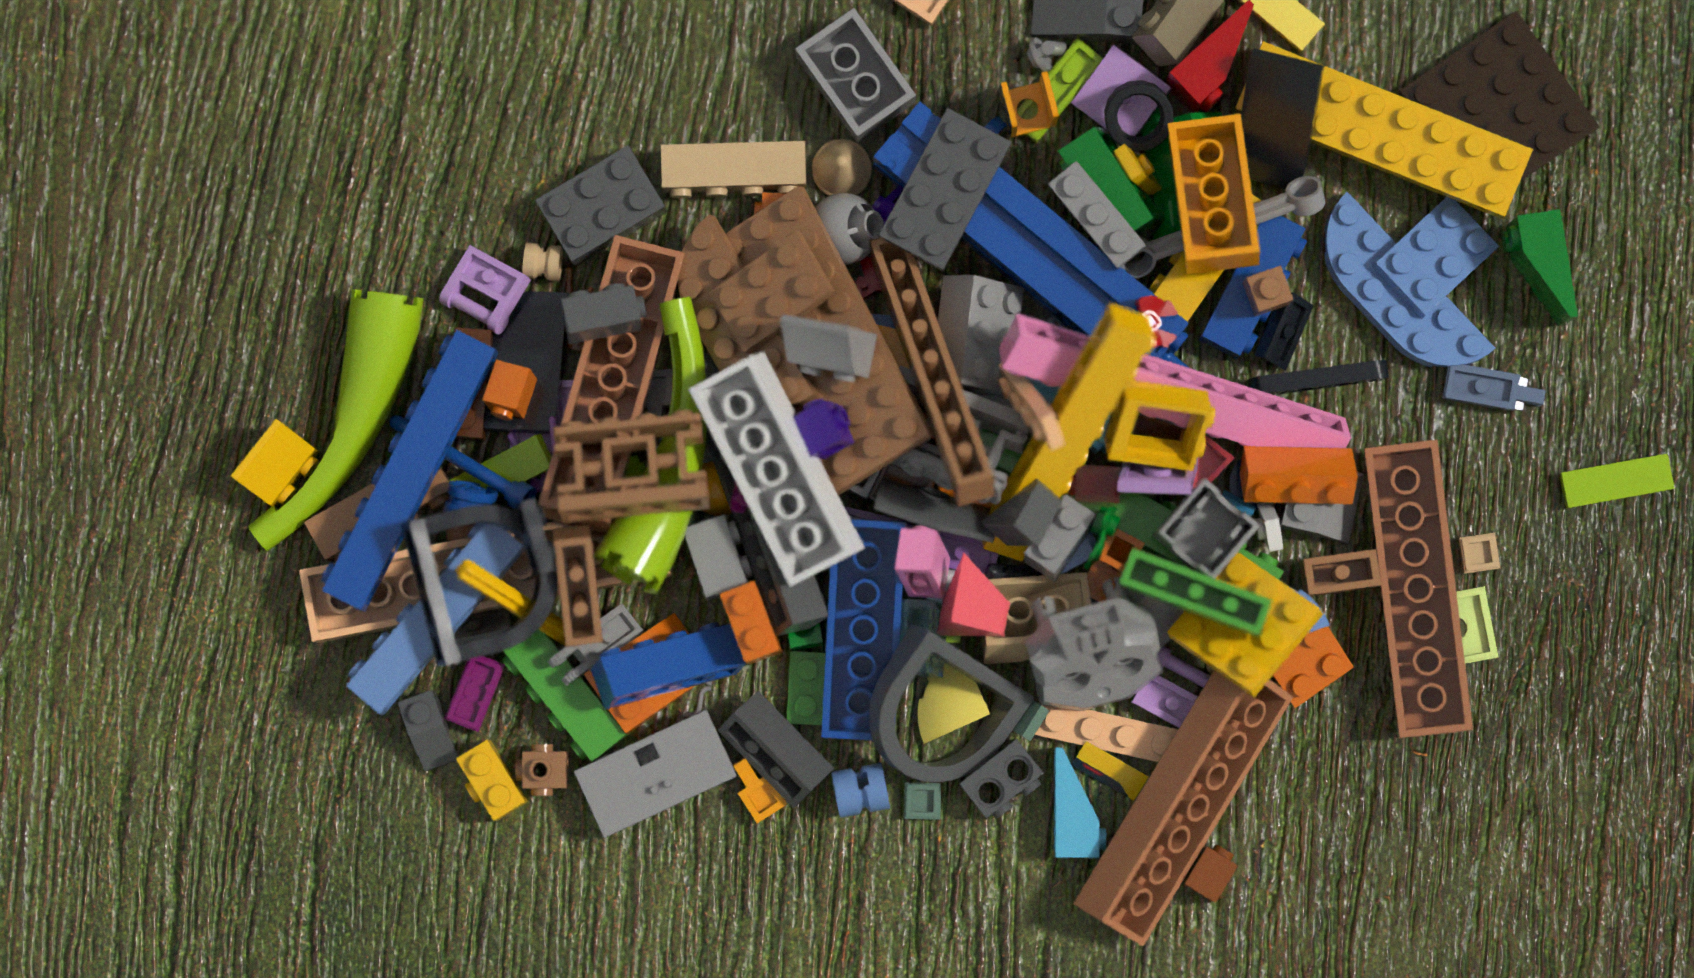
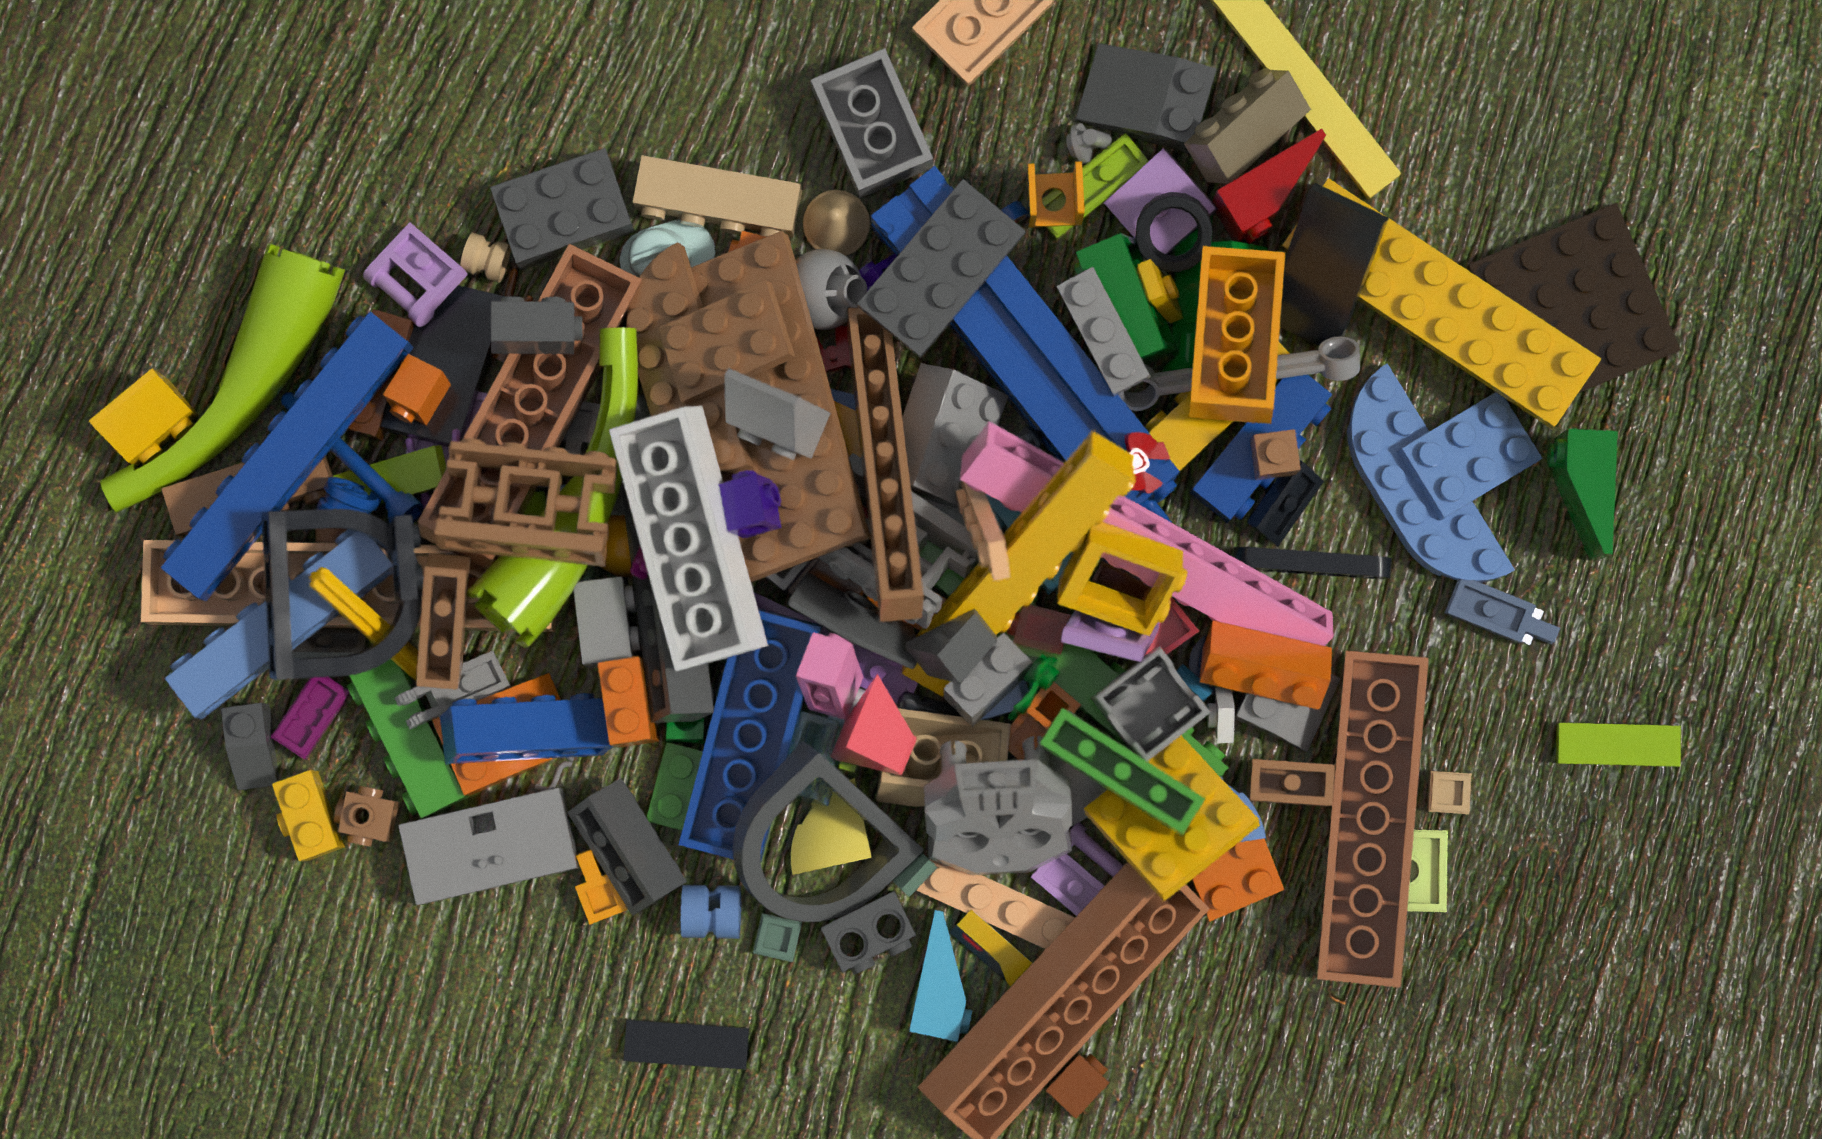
camera: 10 degrees right, 0 degrees up
(683, 220) = (650, 242): none -> light aqua piece
(863, 910) = (686, 1044): none -> black tile

